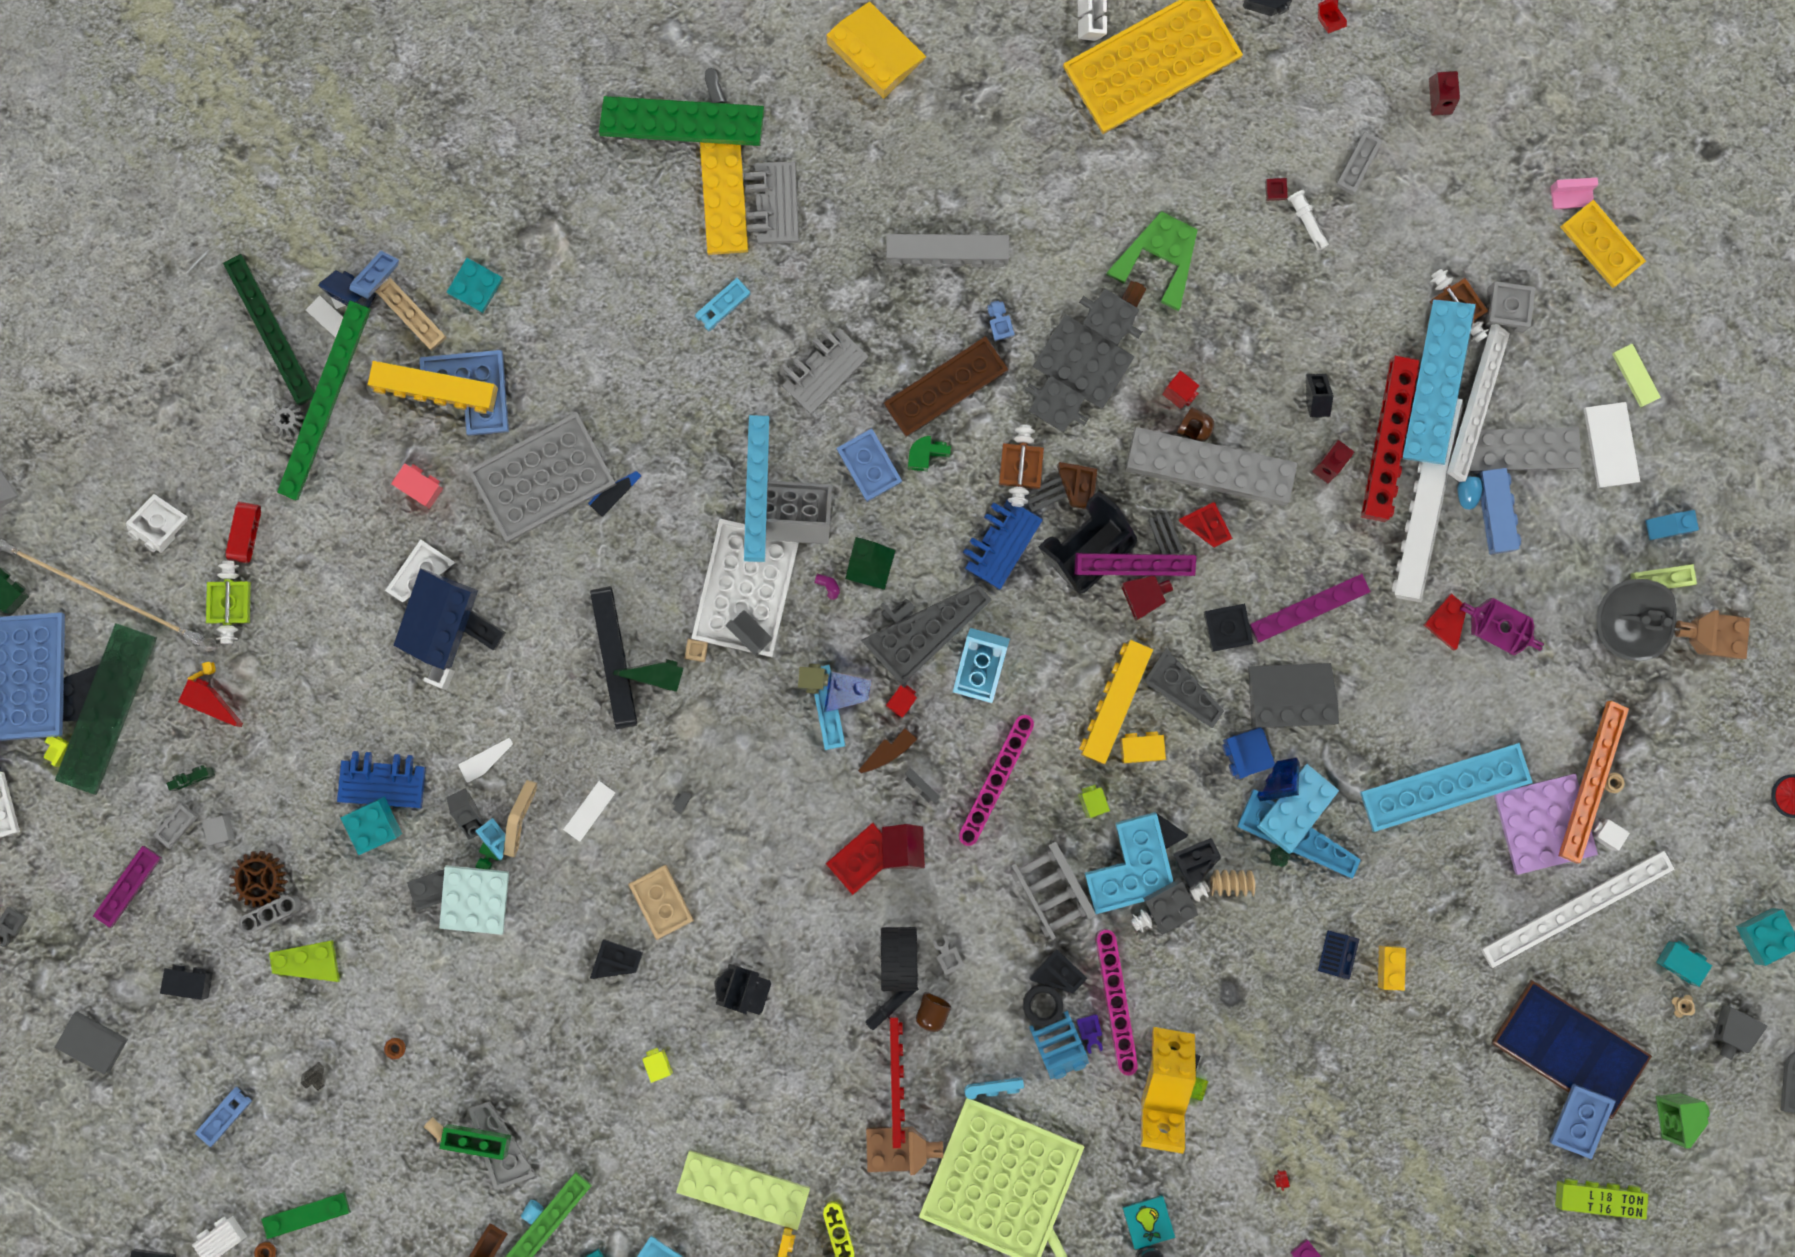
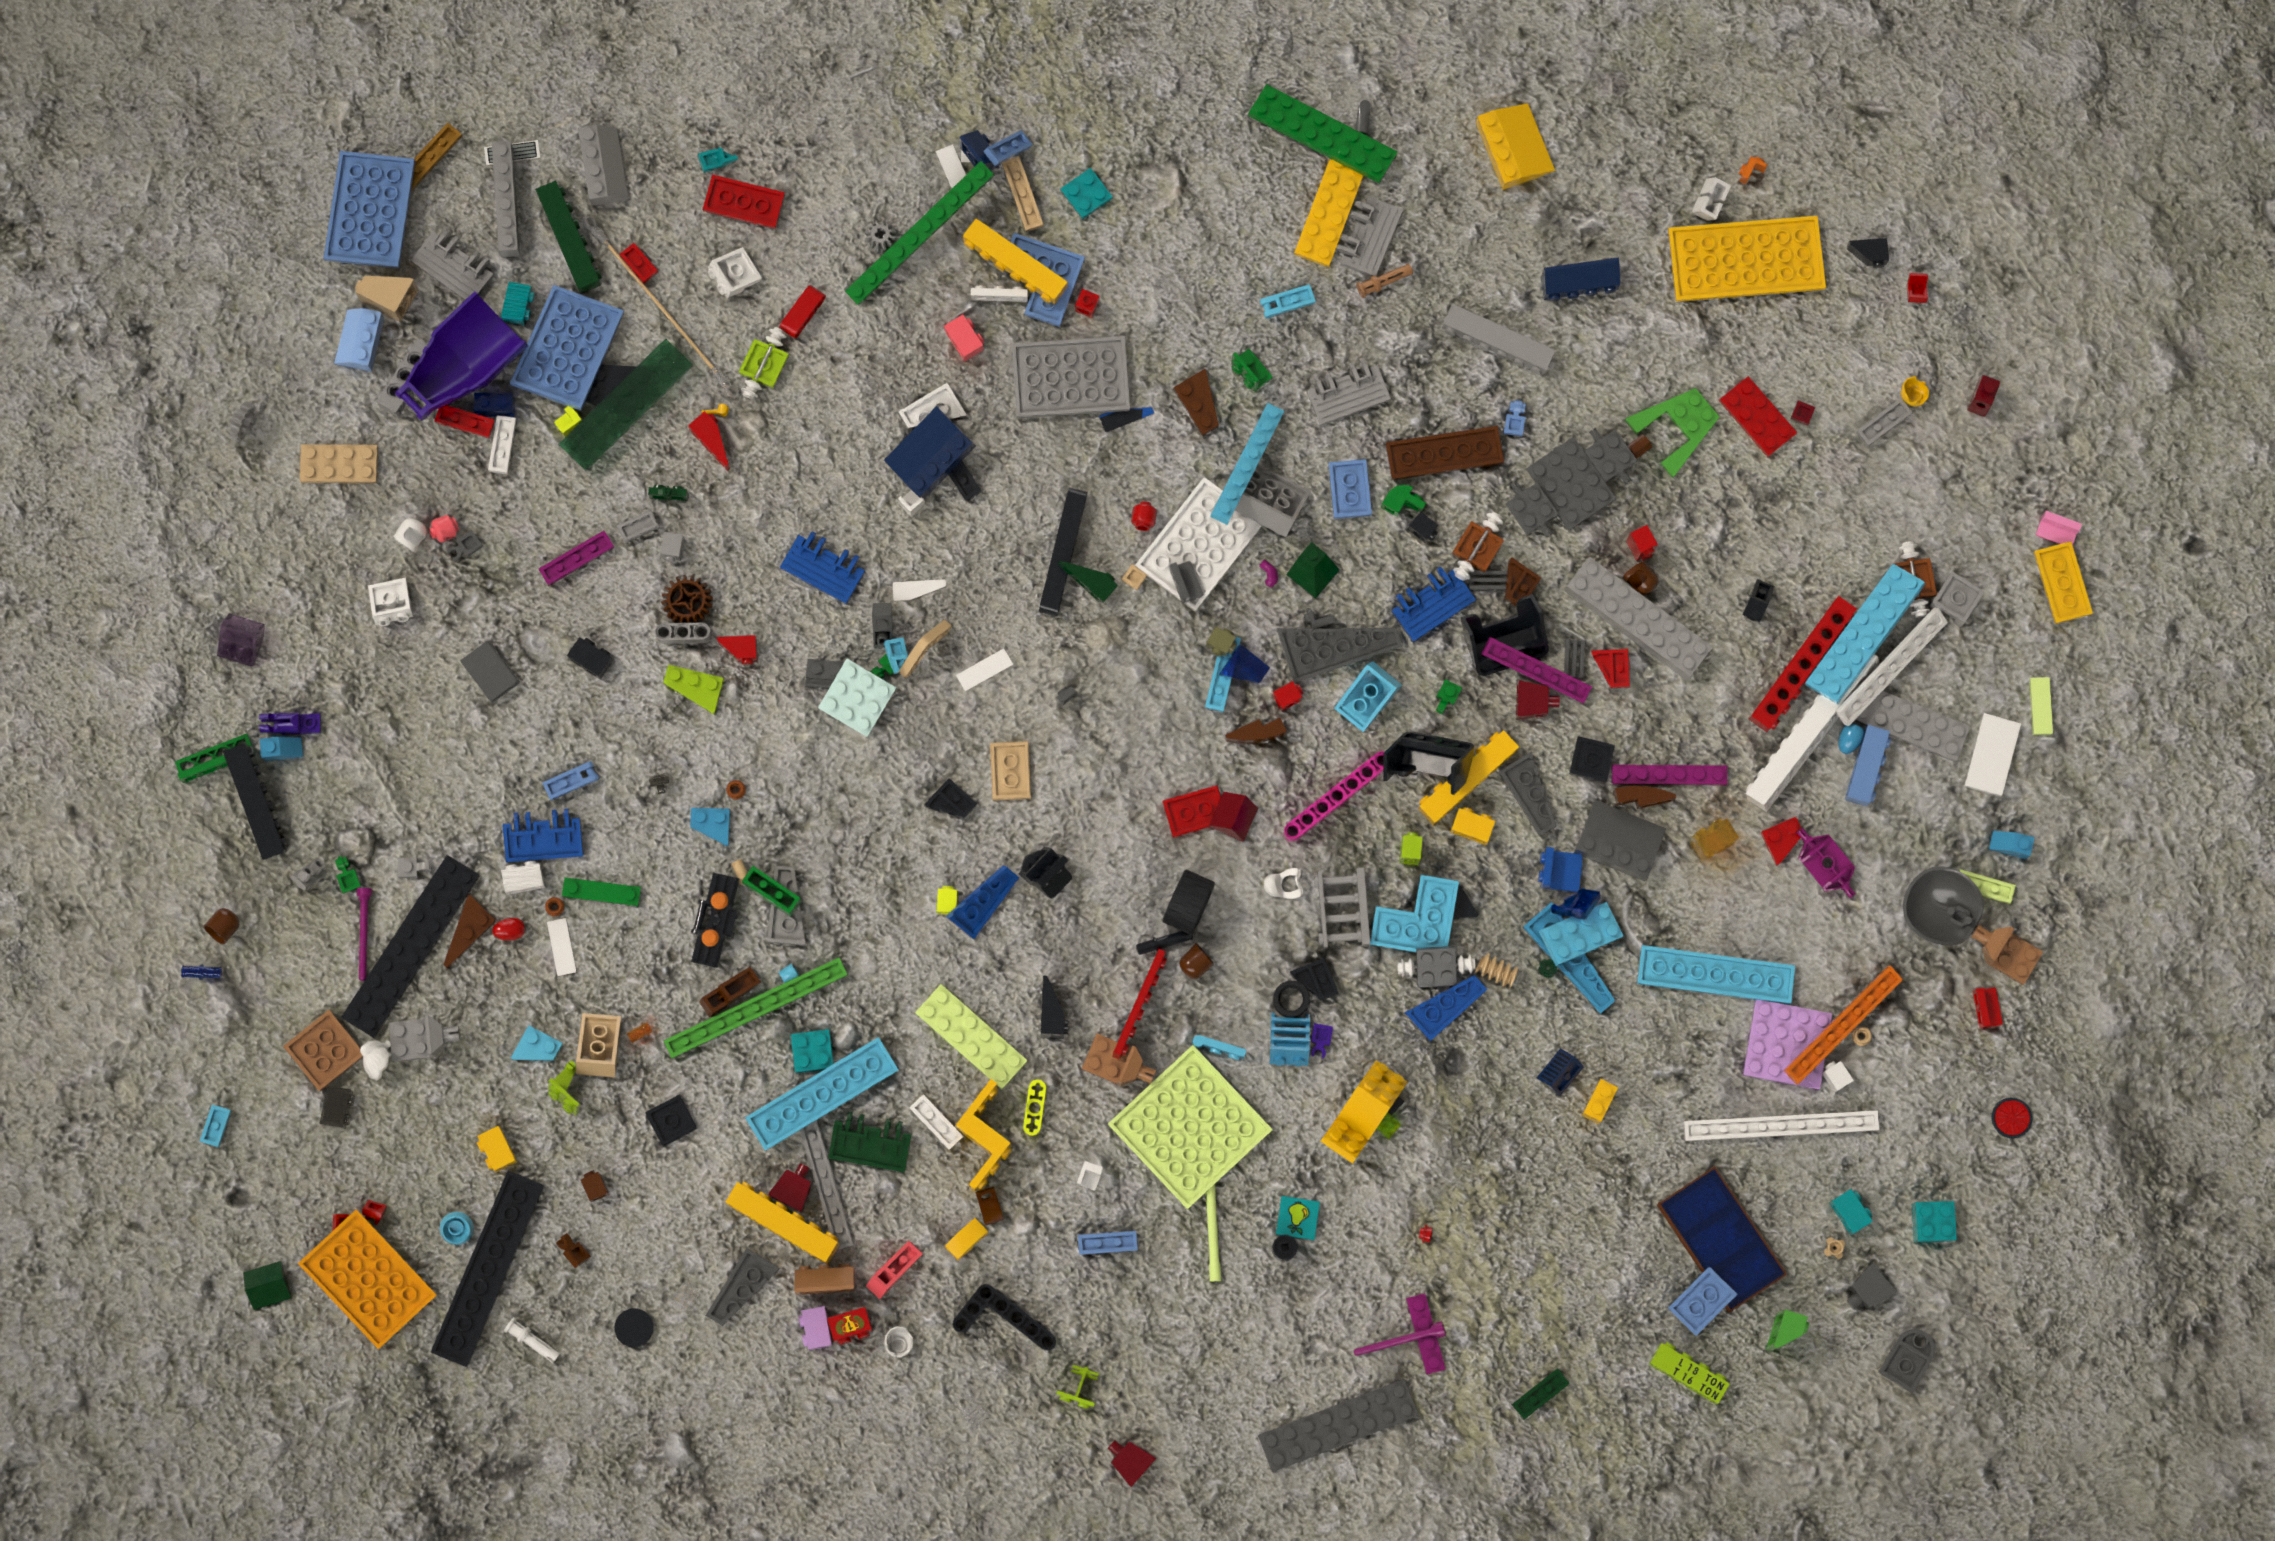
camera: 25 degrees right, 5 degrees down
(56, 557) = (638, 263): none -> red plate
(87, 417) = (715, 159): none -> teal slope
(134, 447) = (743, 201): none -> red plate
(221, 1192) = (543, 840): none -> blue hinge
(269, 329) = (899, 154): dark green plate -> none
(335, 902) = (740, 647): none -> red slope
(371, 825) = (800, 598): teal brick -> none
(386, 1093) = (712, 823): none -> dark azure wing
(432, 425) = (999, 293): none -> white plate
(439, 1190) = (721, 921): none -> black piece
(524, 396) = (1087, 303): none -> red brick
(678, 585) = (1144, 516): none -> red head
(680, 445) = (1198, 401): none -> reddish brown wing
(692, 1055) = (981, 904): none -> blue wing
(718, 389) = (1251, 370): none -> green bracket
(800, 247) = (1375, 283): none -> medium nougat pin
(814, 1134) = (1052, 1016): none -> black slope
(914, 780) = (1268, 765): dark grey plate -> none
(949, 958) = (1230, 925): light grey plate -> none
(959, 471) = (1423, 528): none -> black brick
(975, 900) = (1273, 884): none -> white piece
(1001, 152) = (1581, 279): none -> dark blue slope
(1058, 625) = (1448, 694): none -> green plate
(1071, 697) = (1431, 755): none -> black windscreen
(1122, 1009) = (1359, 1015): dark pink beam -> none
(1196, 945) = (1438, 1012): none -> blue wing
(1197, 861) = (1475, 939): black wing -> none
(1234, 212) = (1757, 416): none -> red plate
(1294, 642) = (1642, 796): none -> reddish brown slope
(1304, 211) = (1818, 441): white pin -> none
(1333, 460) = (1745, 659): dark red torso -> none
(1375, 120) = (1914, 392): none -> yellow hair
(1385, 655) = (1713, 840): none -> clear yellow brick
(1720, 698) = (1987, 1007): none -> red panel

